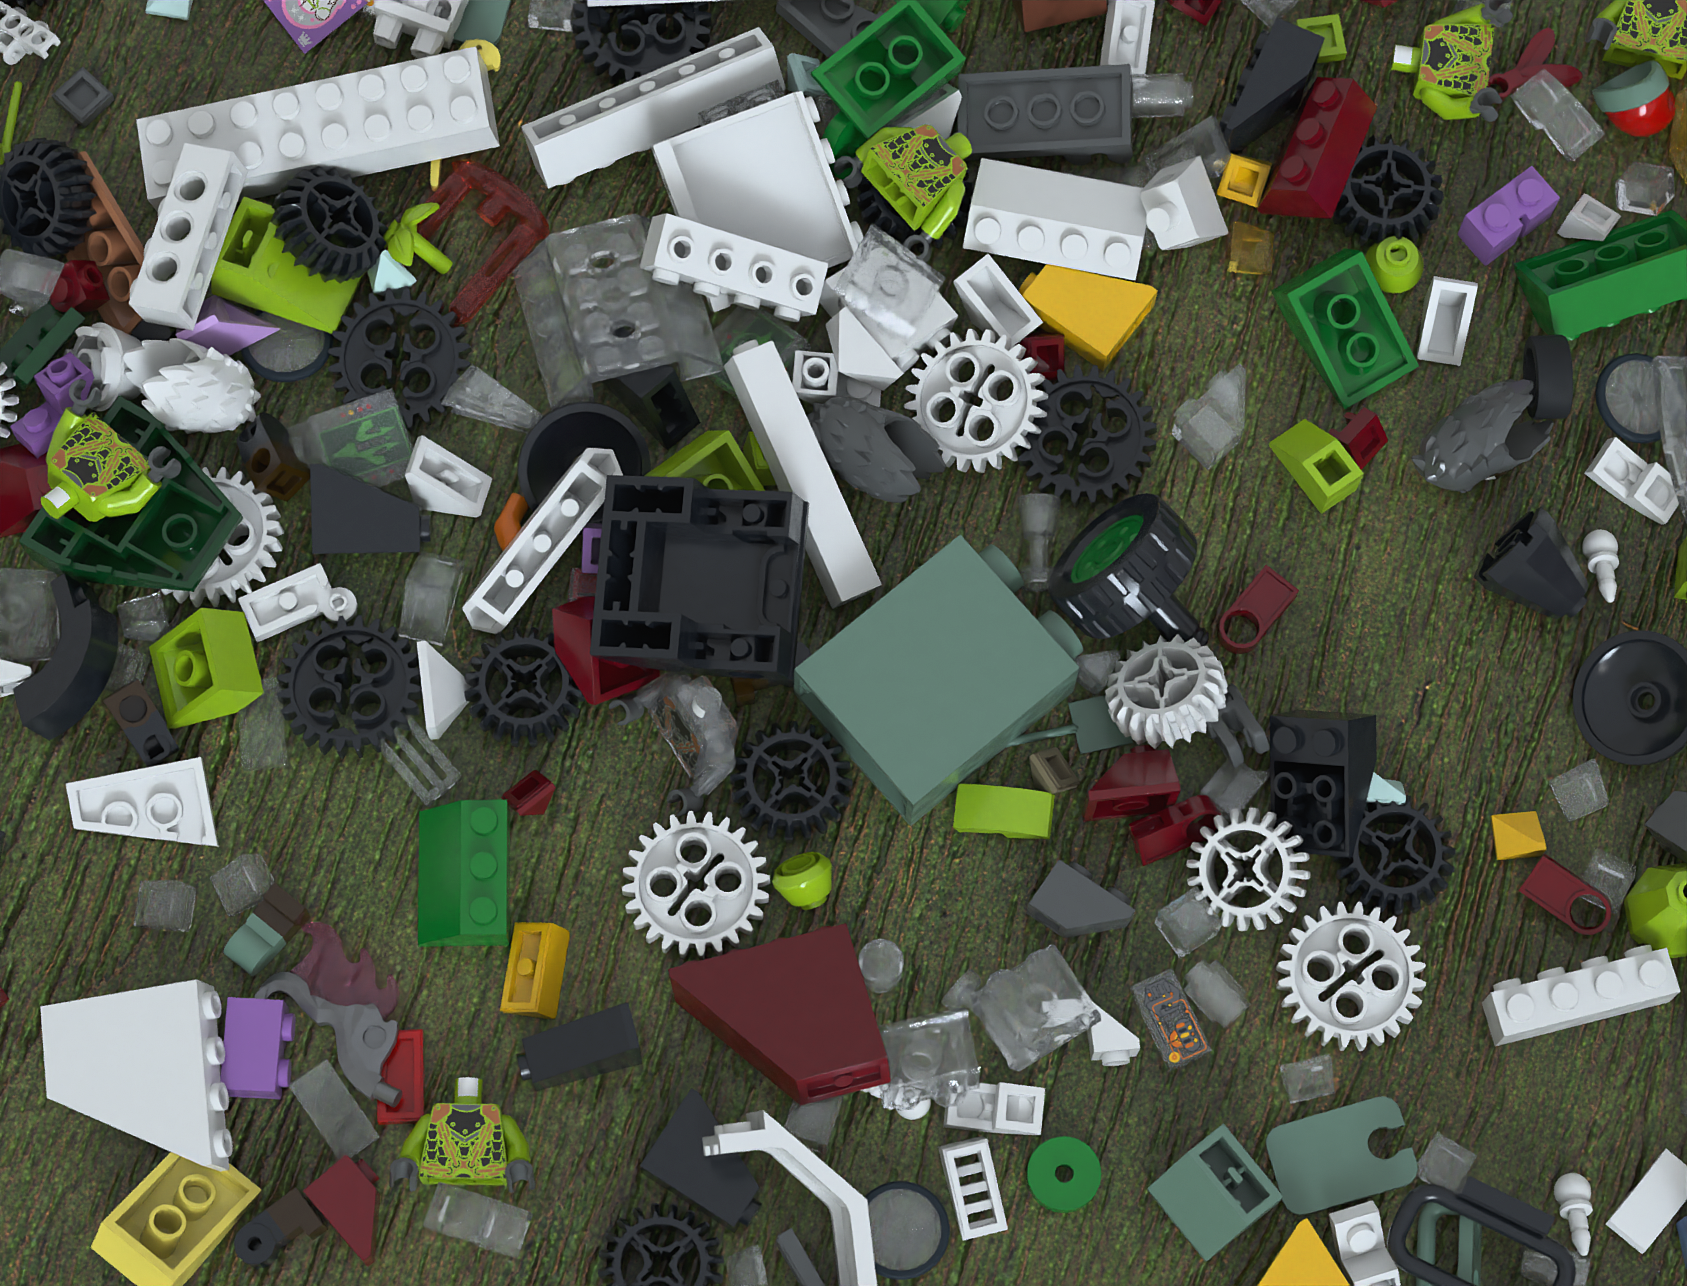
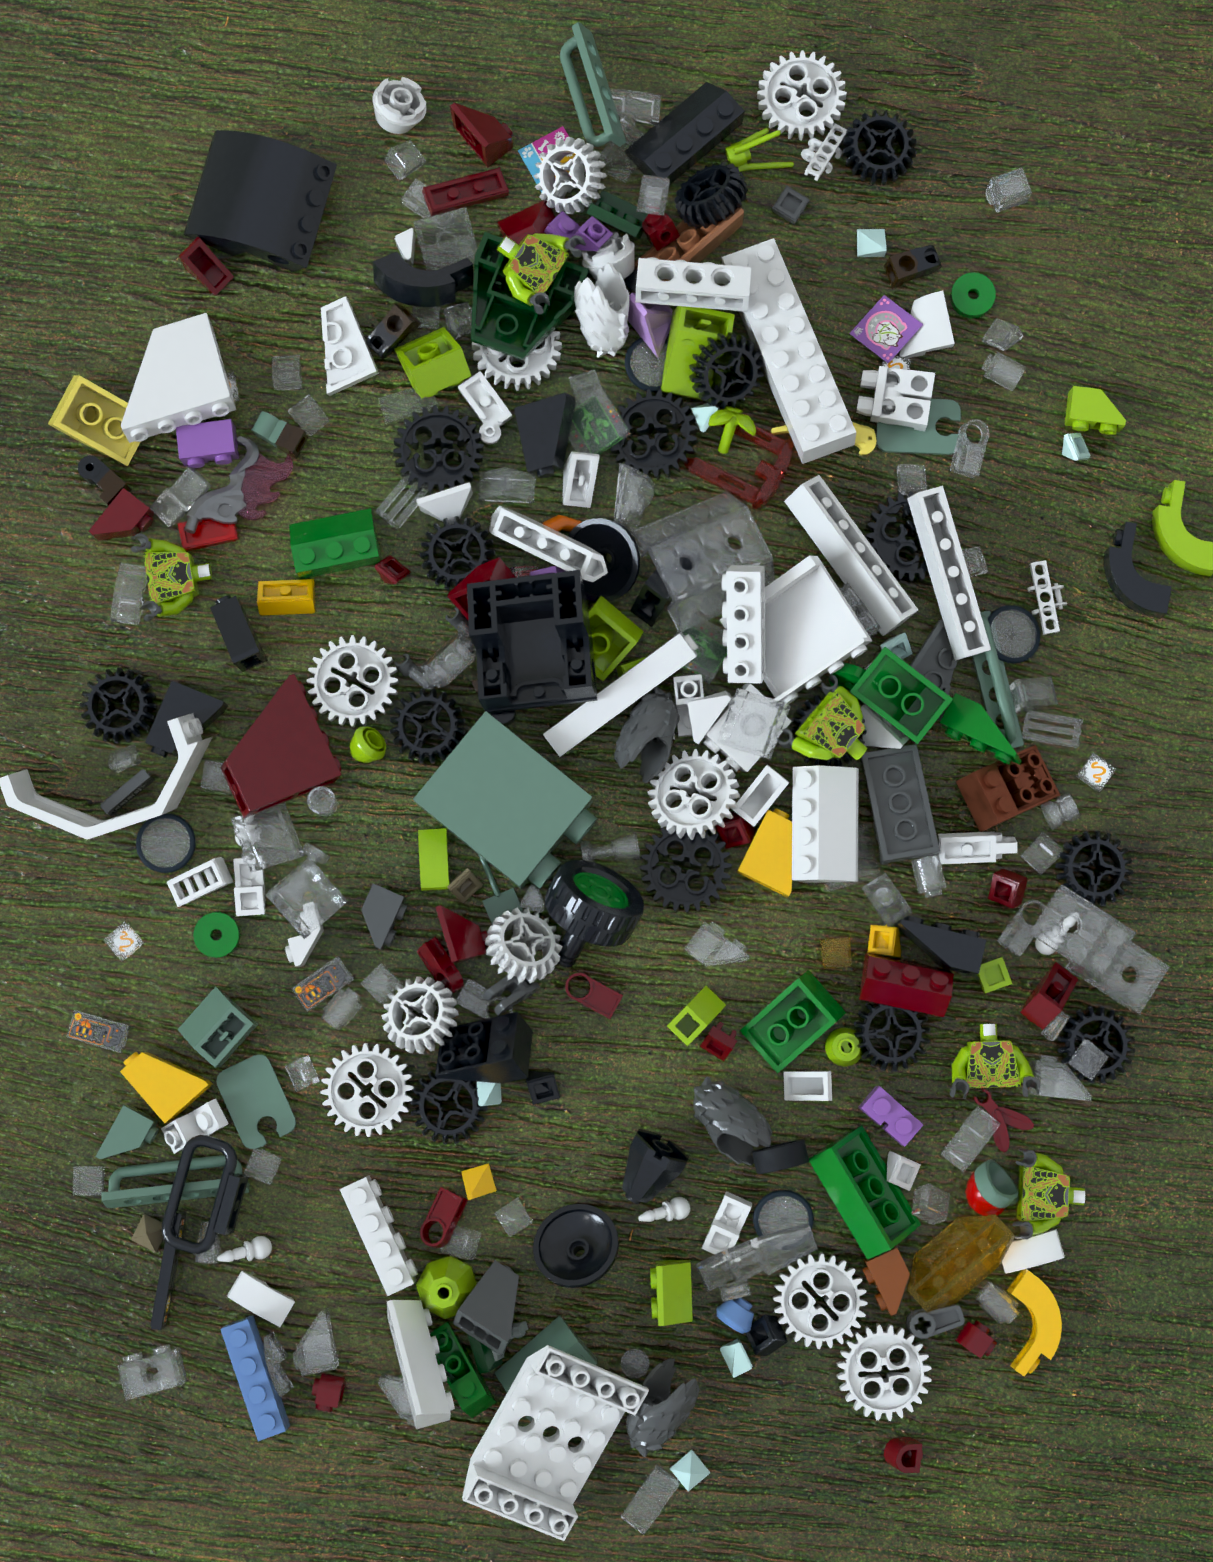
camera: 85 degrees right, 10 degrees up
(271, 458) = (572, 369): dark brown leg -> none
(1182, 206) = (848, 901): white torso -> none
(1390, 711) = (542, 1086): none -> black slope

